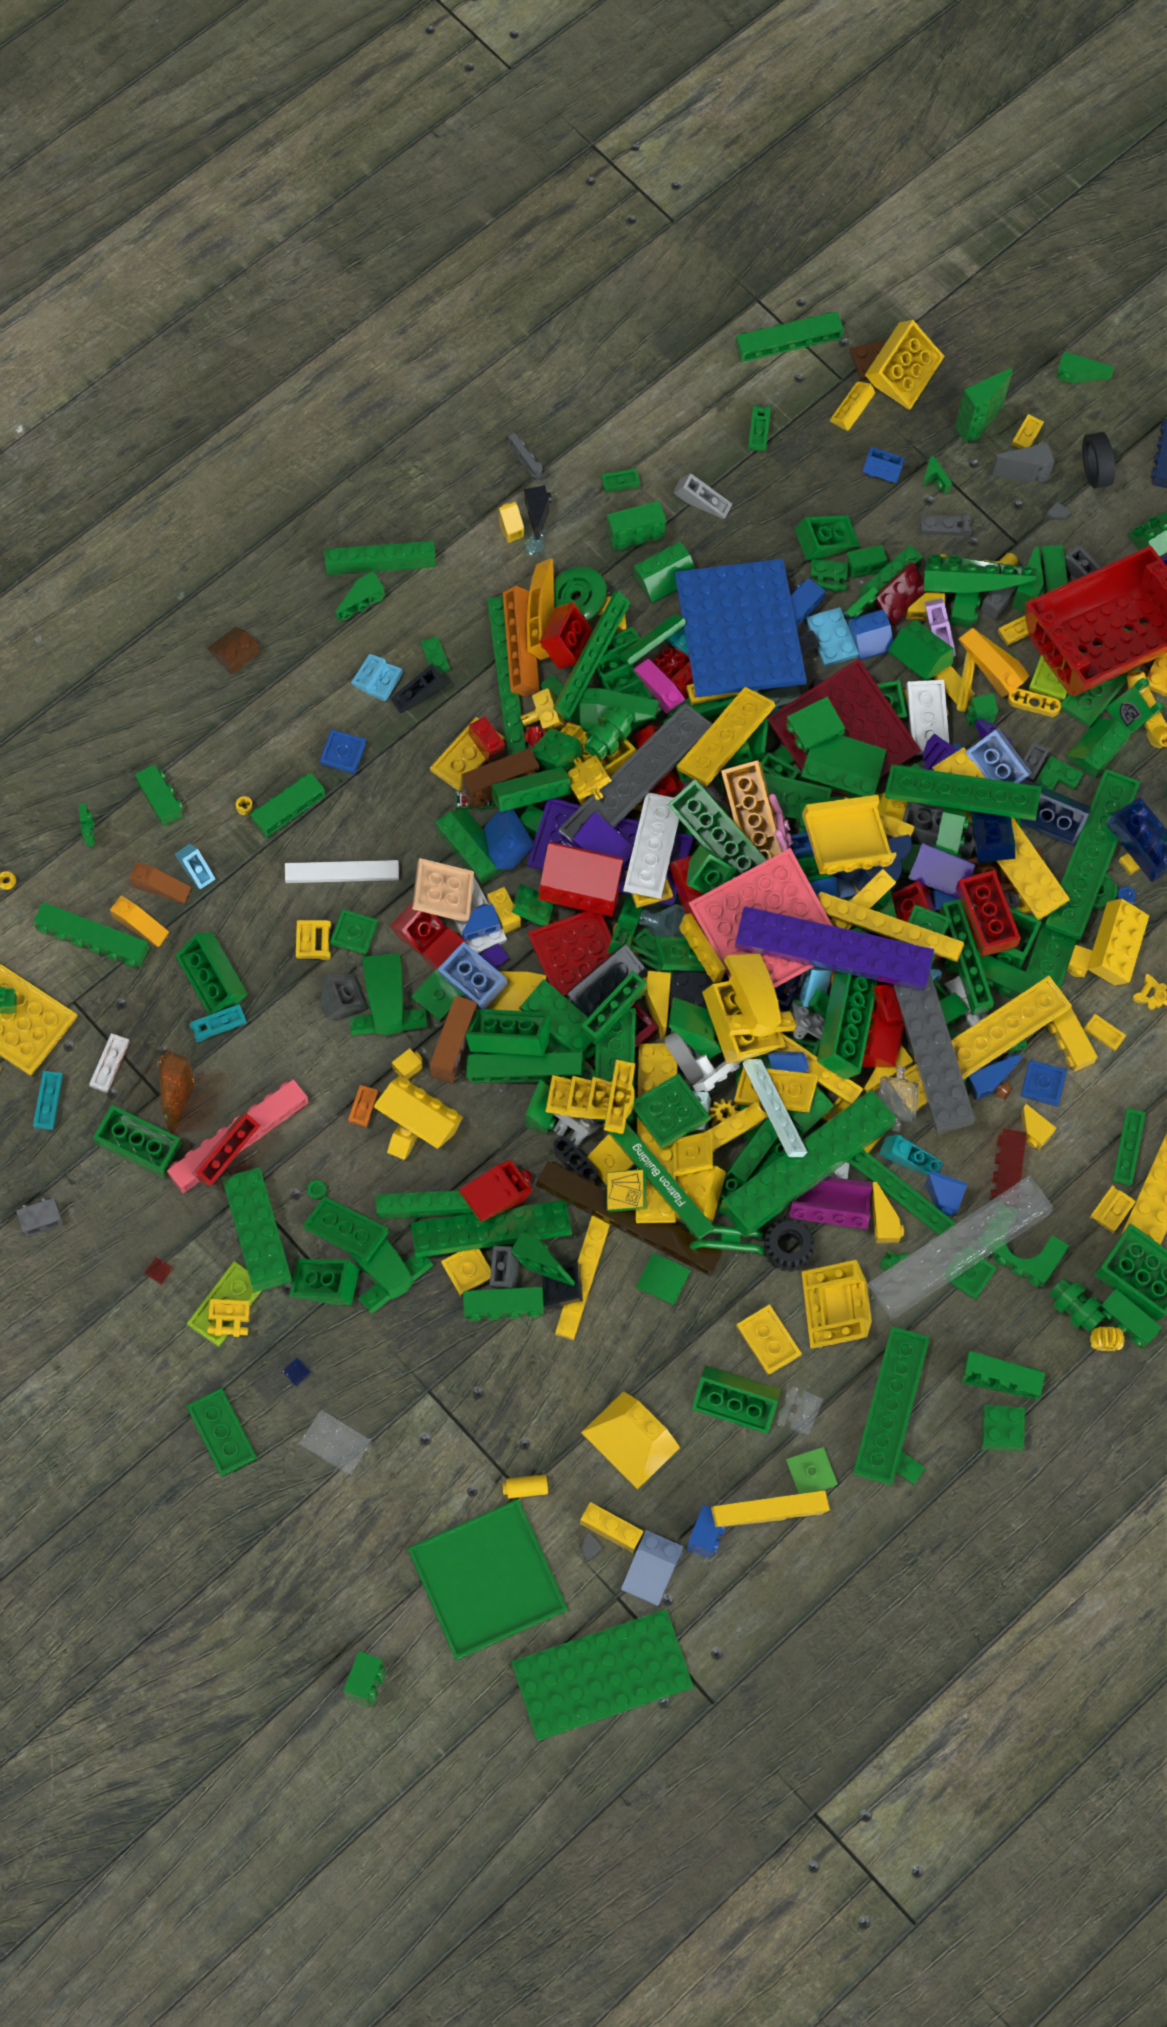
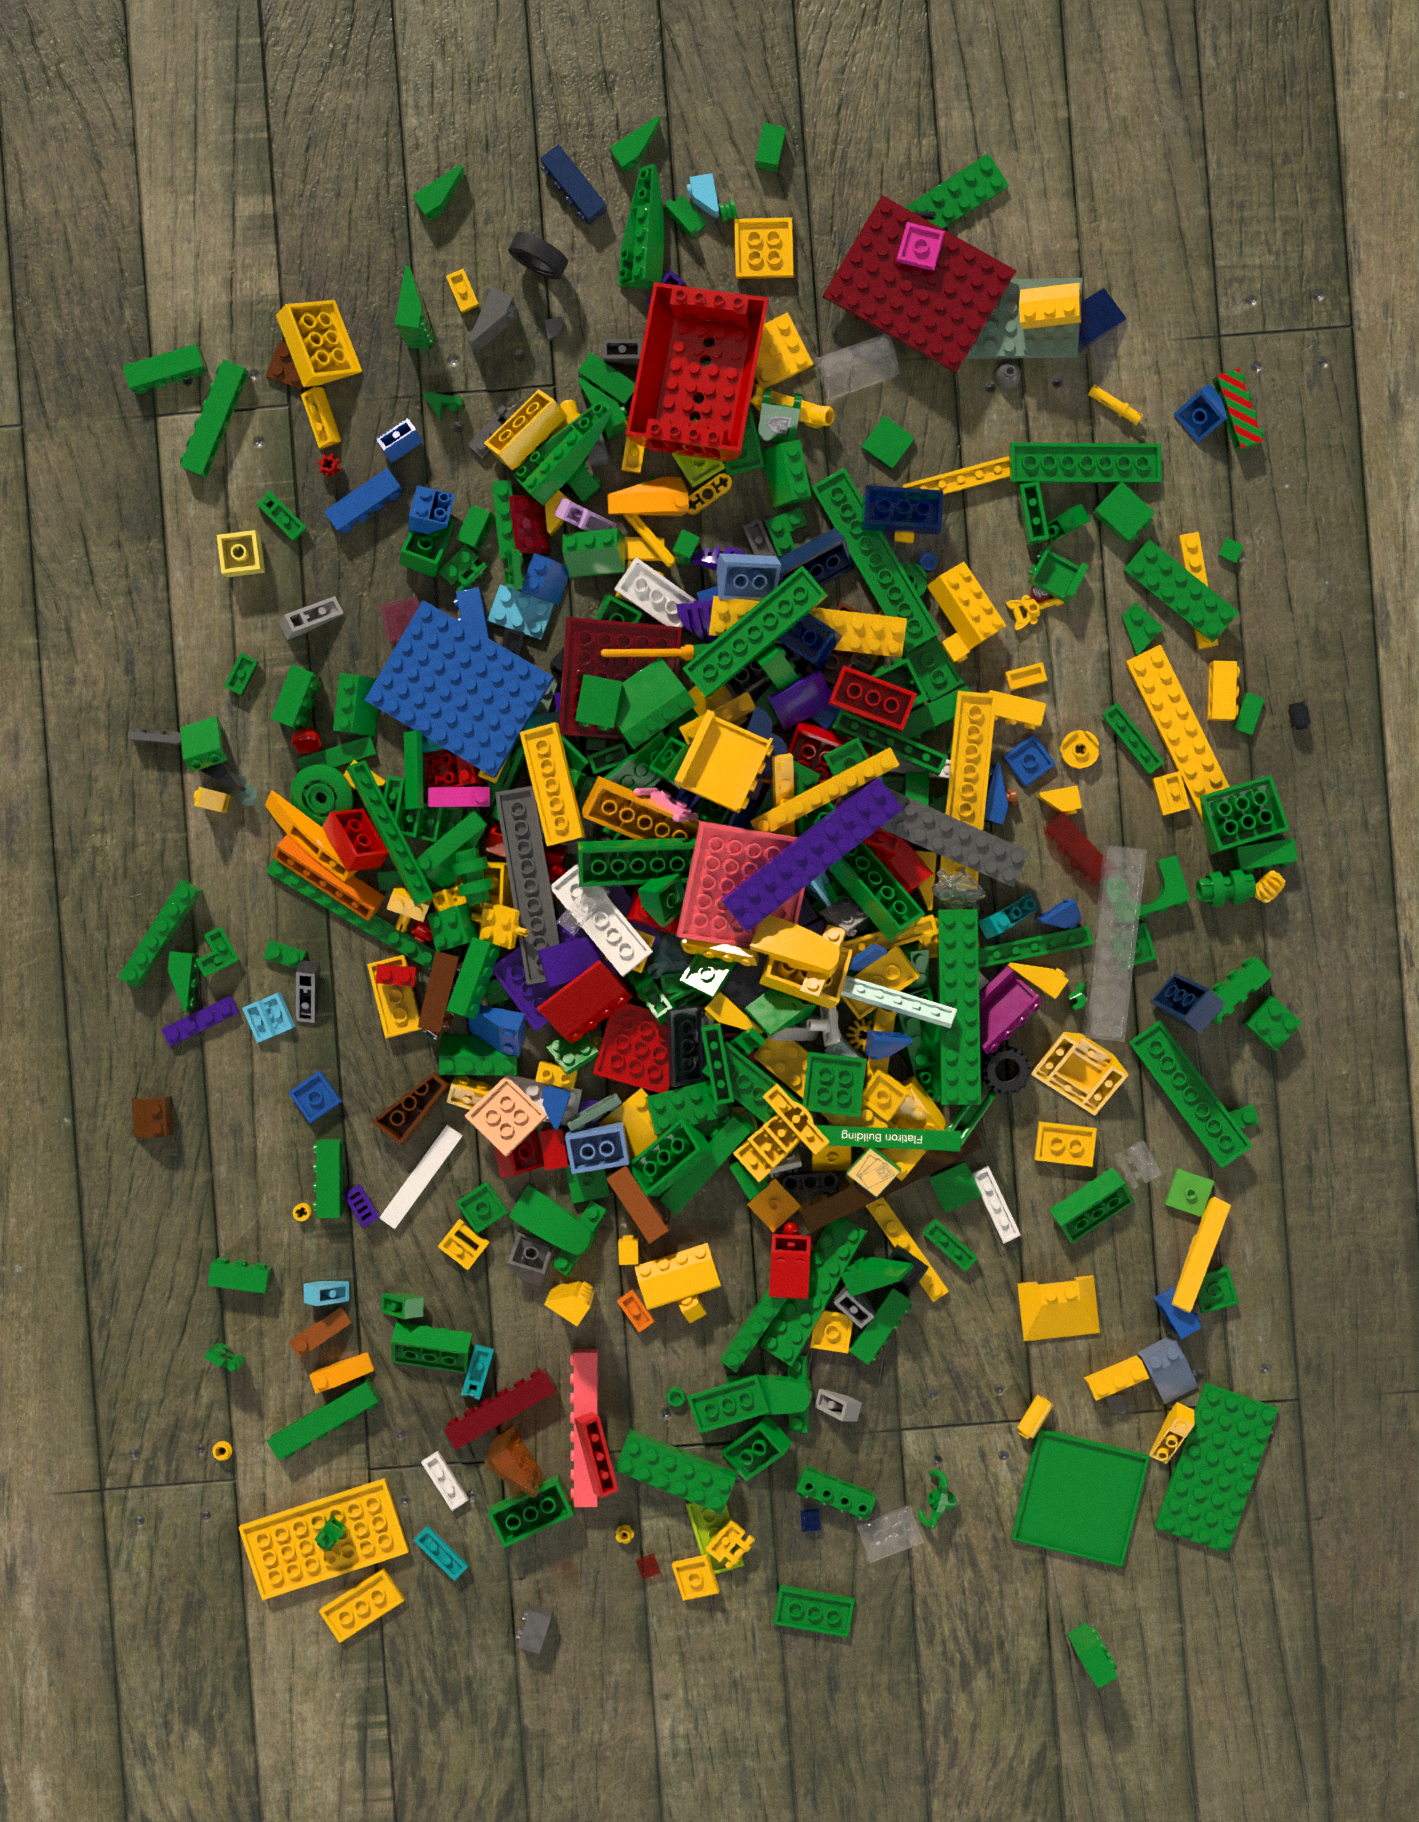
camera: 55 degrees left, 20 degrees up
(171, 1236) = (624, 1529): none -> yellow plate
(178, 1313) = (695, 1577): none -> yellow plate
(204, 1060) = (500, 1408): none -> dark red brick
(229, 928) = (402, 1305): none -> green slope
(283, 858) = (367, 1201): none -> dark purple slope
(335, 632) = (200, 1020): none -> dark purple plate
(336, 1371) = (835, 1492): none -> green brick
(339, 1040) = (571, 1300): none -> yellow slope
(393, 825) = (412, 1109): none -> reddish brown wedge
(395, 1458) = (938, 1499): none -> green piece
(399, 609) = (221, 953): none -> green plate
(411, 1320) = (838, 1405): none -> light grey slope
(435, 851) = (467, 1092): none -> yellow bracket
(497, 956) = (594, 1112): none -> sand green plate
(532, 1149) = (774, 1205): none -> light orange plate
(547, 486) = (202, 744): none -> green panel
(602, 1612) = (1173, 1432): none -> yellow slope
(609, 556) = (306, 740): none -> red hair
(612, 1310) = (950, 1244): none -> green plate
(638, 599) = (341, 754): none -> green tile
(649, 1022) = (747, 1041): none -> green slope
(652, 822) = (583, 908): none -> clear slope
(674, 1324) = (996, 1205): none -> white tile
(708, 418) = (240, 553): none -> light yellow brick
(734, 1122) = (885, 1043): none -> blue slope
(749, 1554) = (1216, 1290): none -> green plate
(754, 551) = (397, 617): none -> clear pink plate
(796, 281) = (165, 368): none -> green brick
(818, 473) = (364, 501): none -> blue brick
(823, 433) = (334, 463): none -> red gear
(851, 517) = (430, 510): none -> blue slope
(879, 735) = (685, 652): none -> light orange piece
(964, 1334) = (1188, 1003): none -> dark blue brick
(968, 541) = (526, 429): none -> yellow brick
(1093, 1106) = (1090, 749): none -> yellow plate

